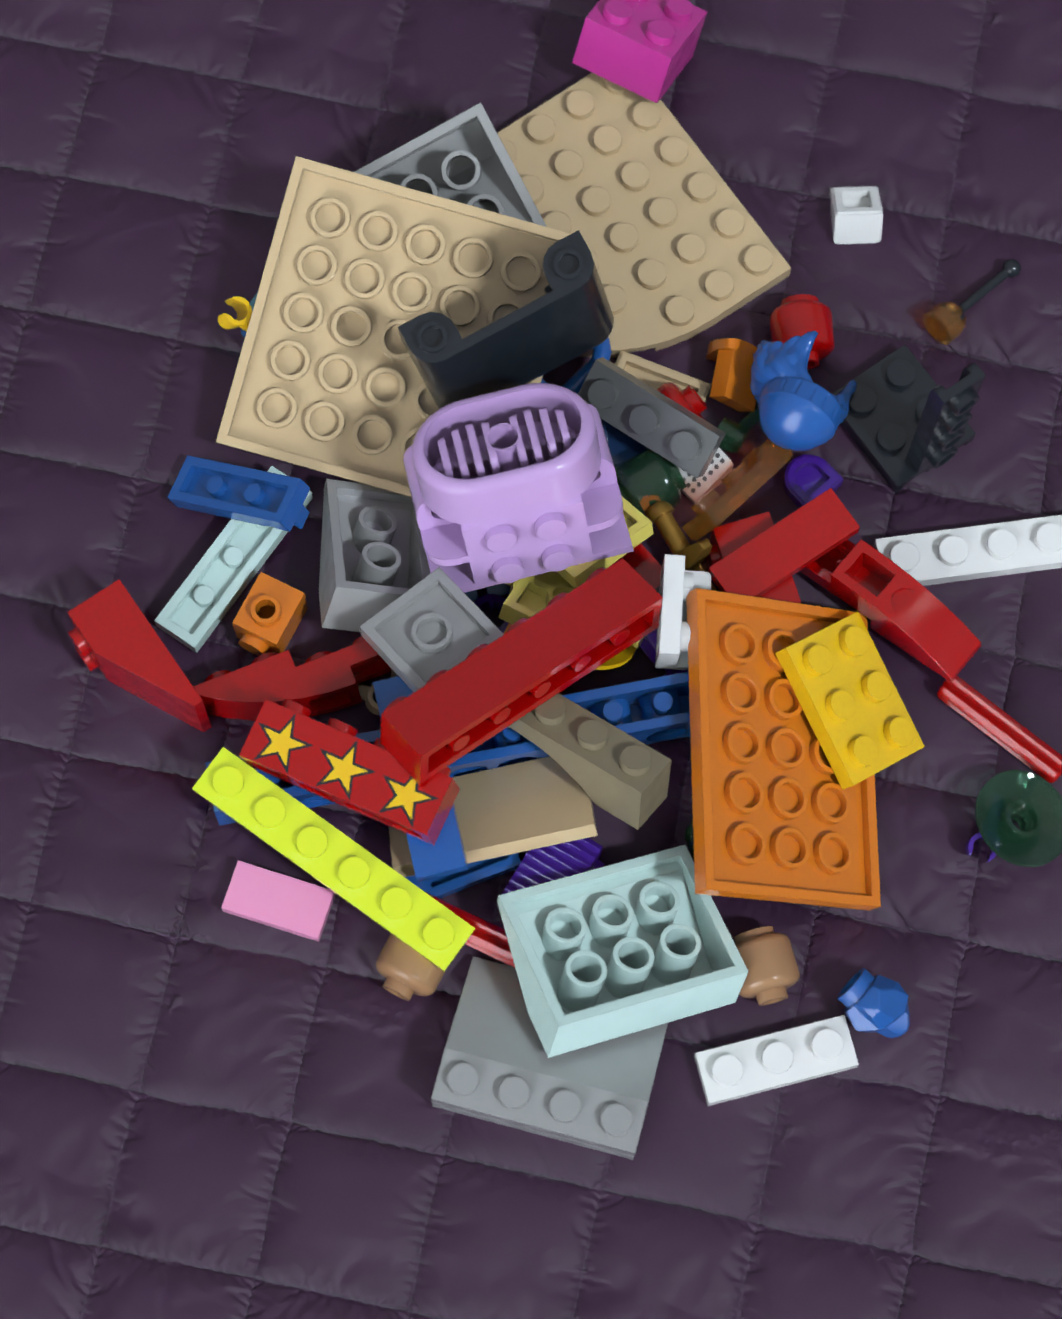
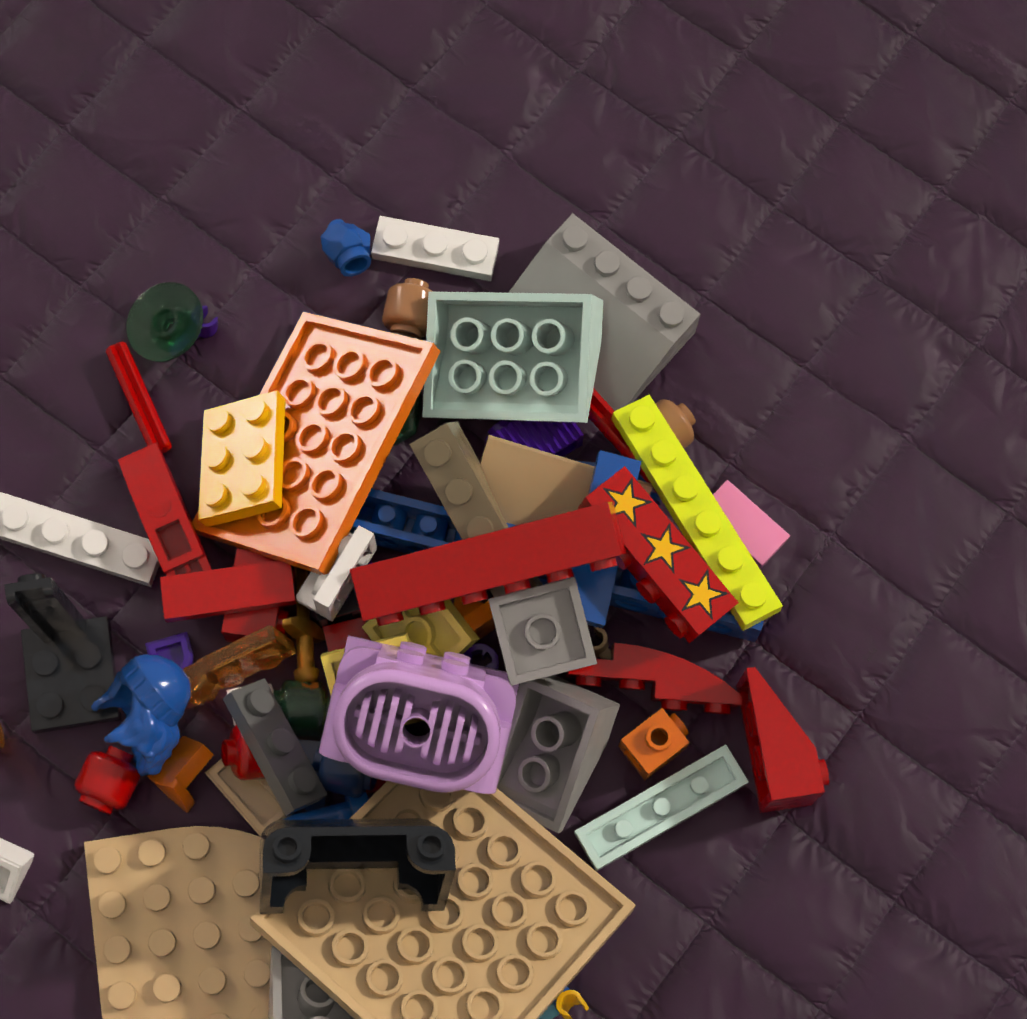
camera: 155 degrees left, 0 degrees up
(240, 493) = (636, 851): blue hinge -> none
(736, 432) = (210, 722): clear green hand -> none

